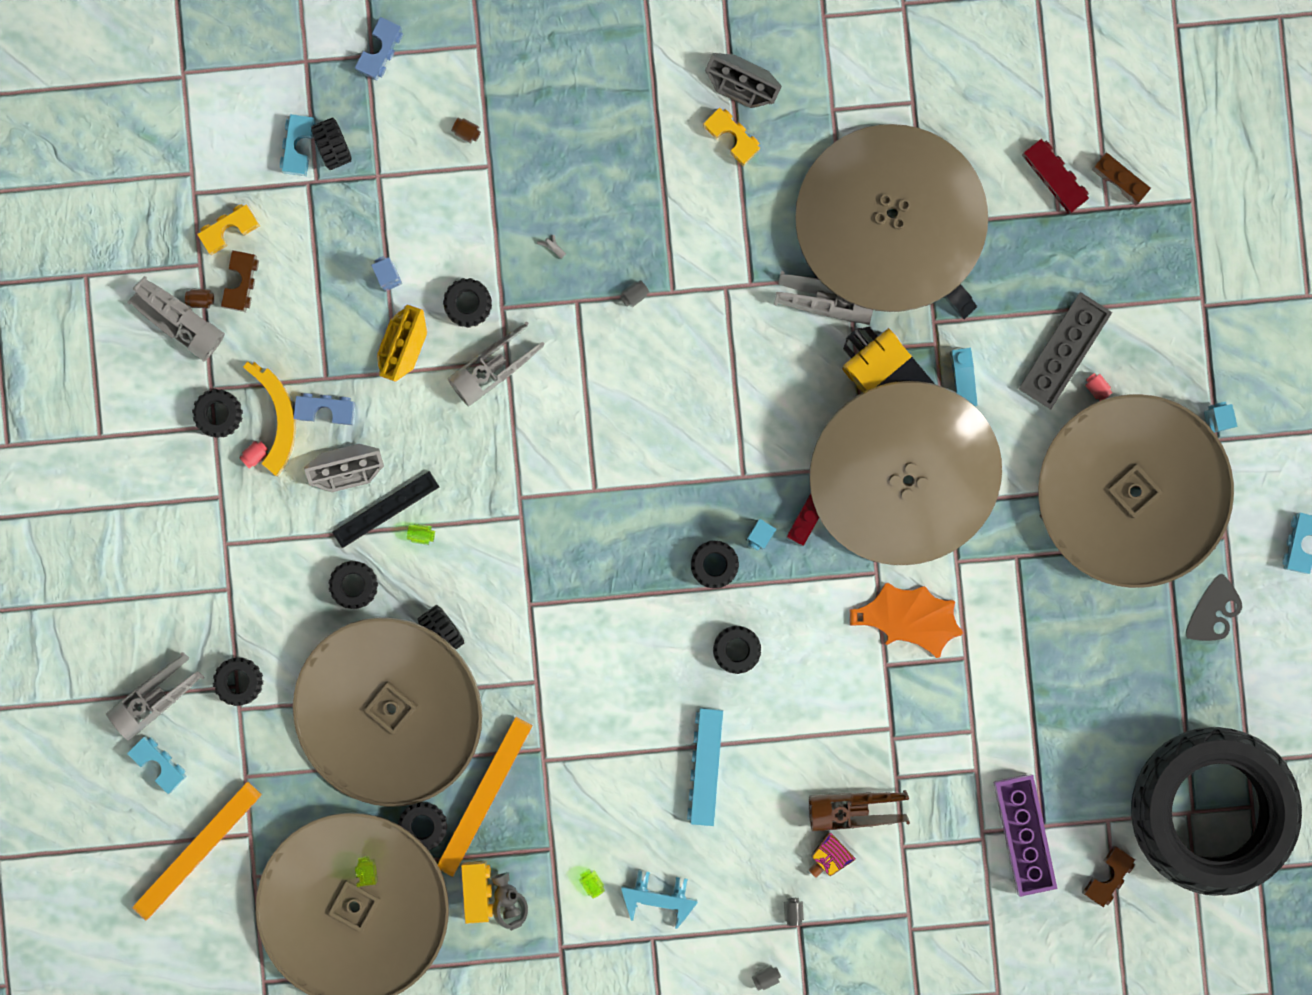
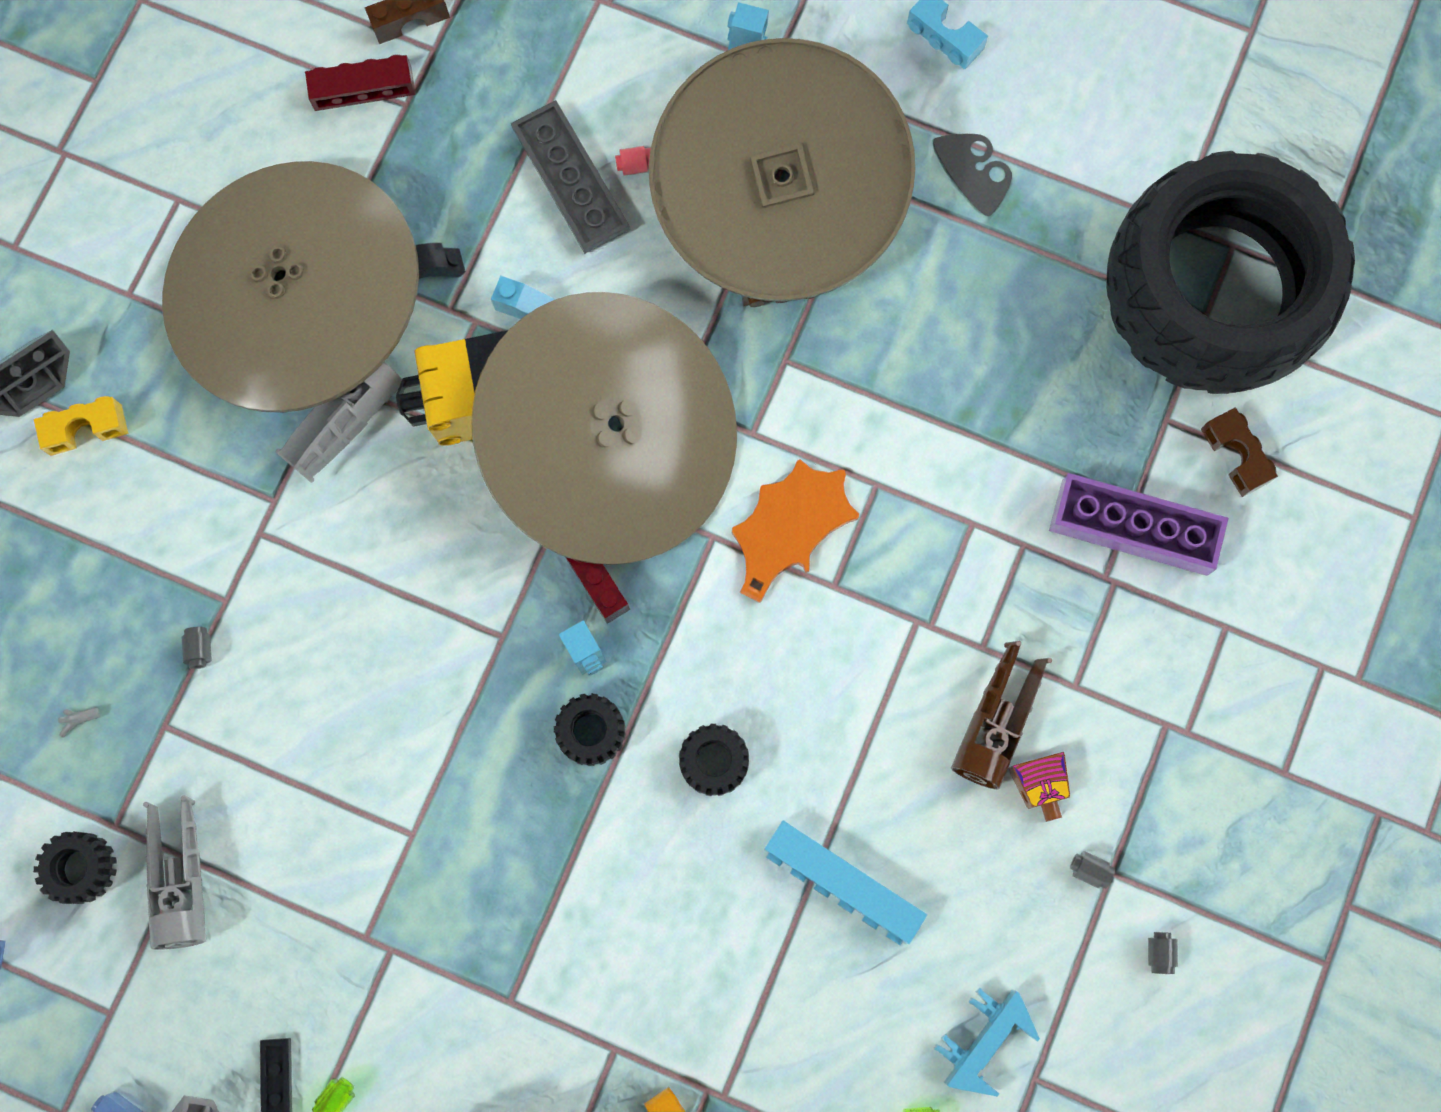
camera: 55 degrees left, 10 degrees down
(402, 343) = (73, 982): yellow wedge -> none

